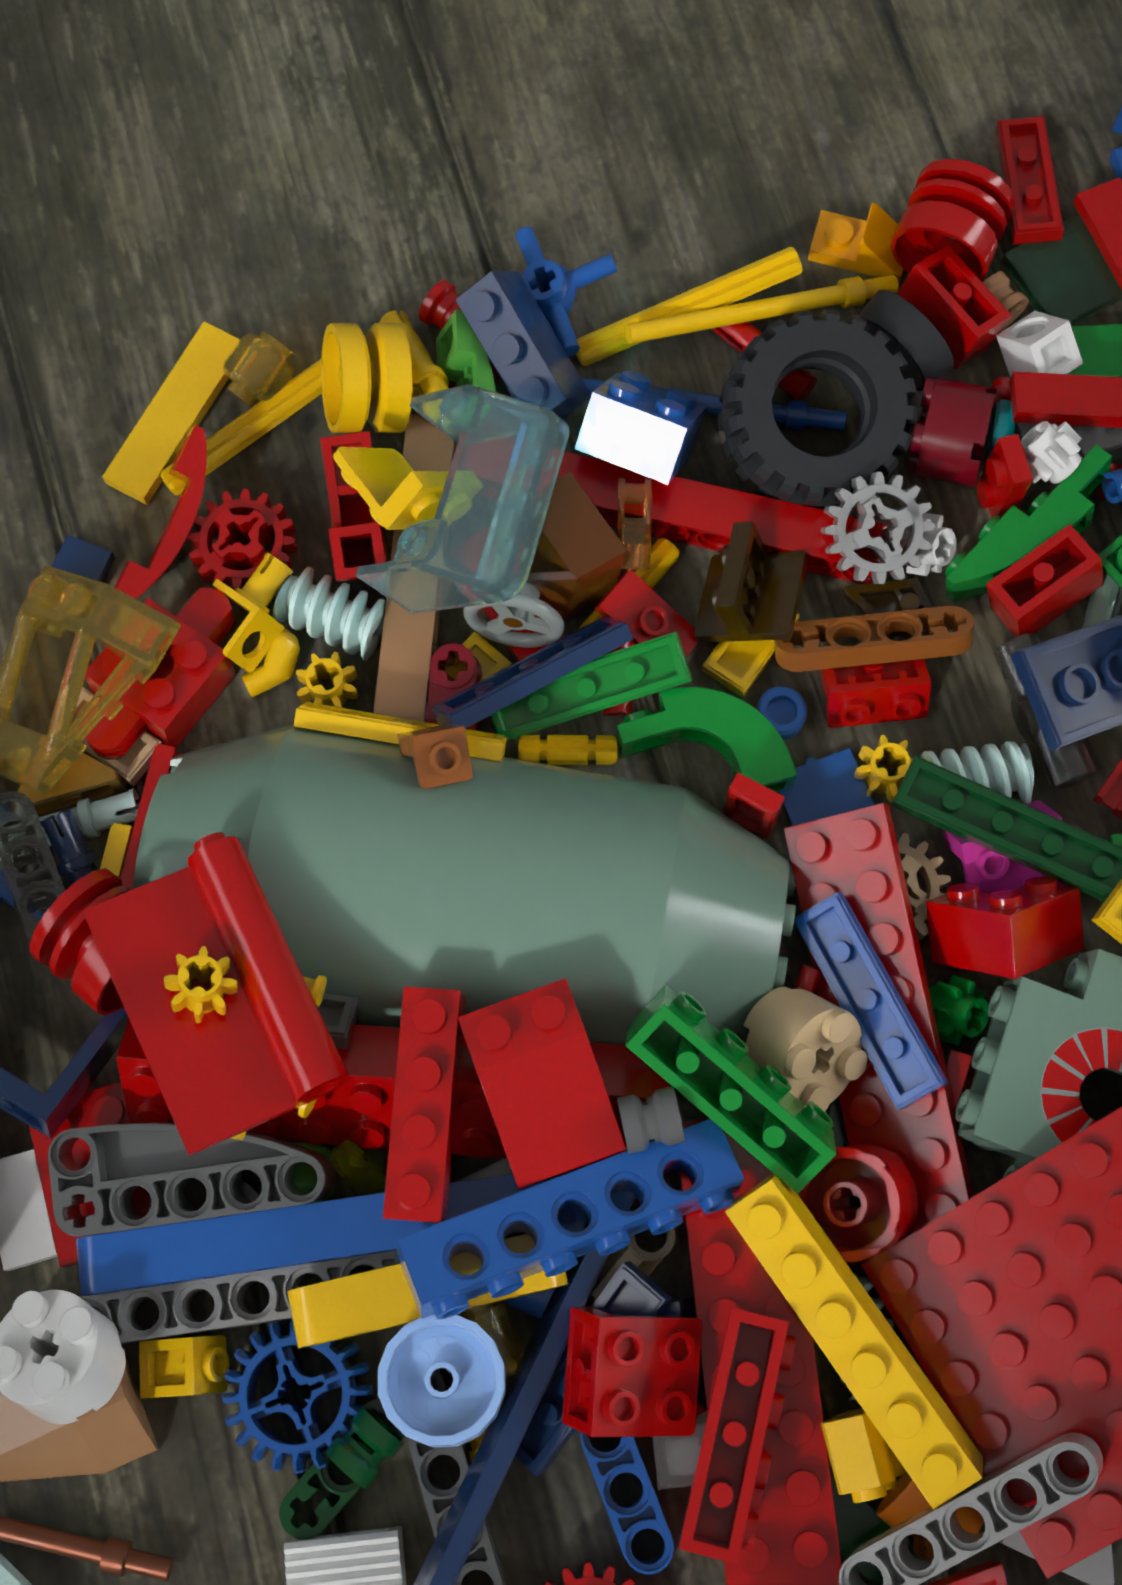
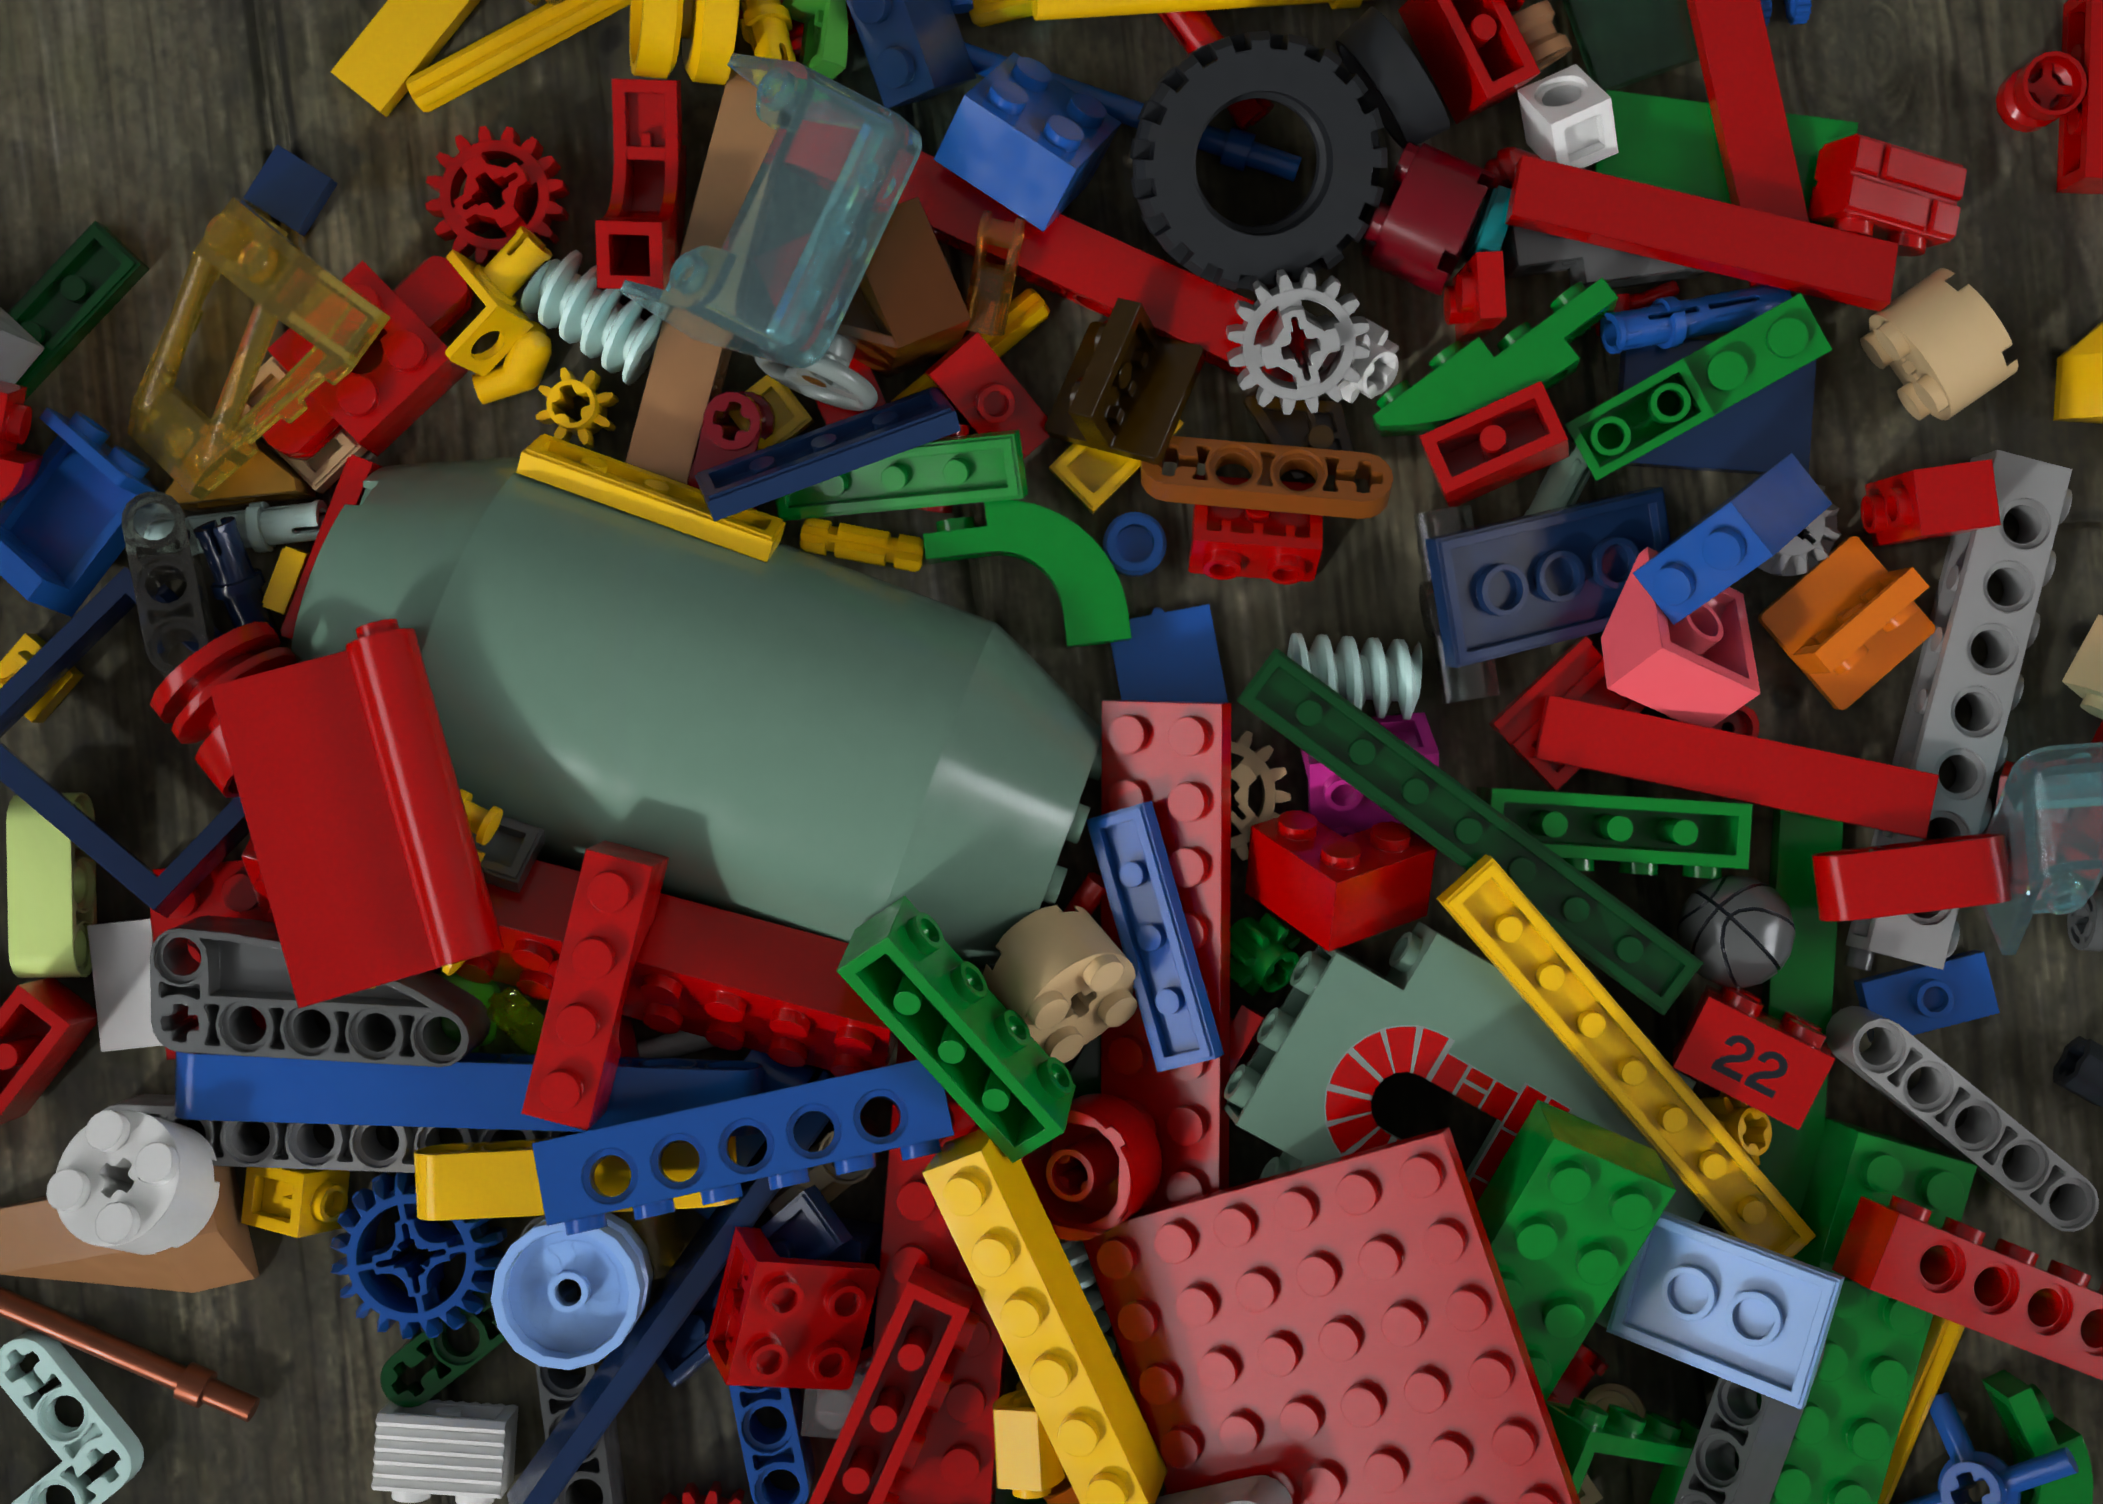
camera: 10 degrees right, 15 degrees up
(191, 469) = (358, 224): red slope -> none
(203, 969) = (317, 807): yellow gear -> none
(358, 1459) = (472, 1336): dark green wheel -> none
(391, 486) = (684, 171): yellow bracket -> none
(438, 754) = (681, 551): dark orange bracket -> none
(542, 1083) = (733, 989): red slope -> none
(650, 1120) = (853, 1055): dark grey wheel -> none
(752, 805) = (1067, 668): red tile -> none
(877, 778) = (1259, 630): yellow gear -> none
(1051, 451) = (1541, 277): white gear -> none

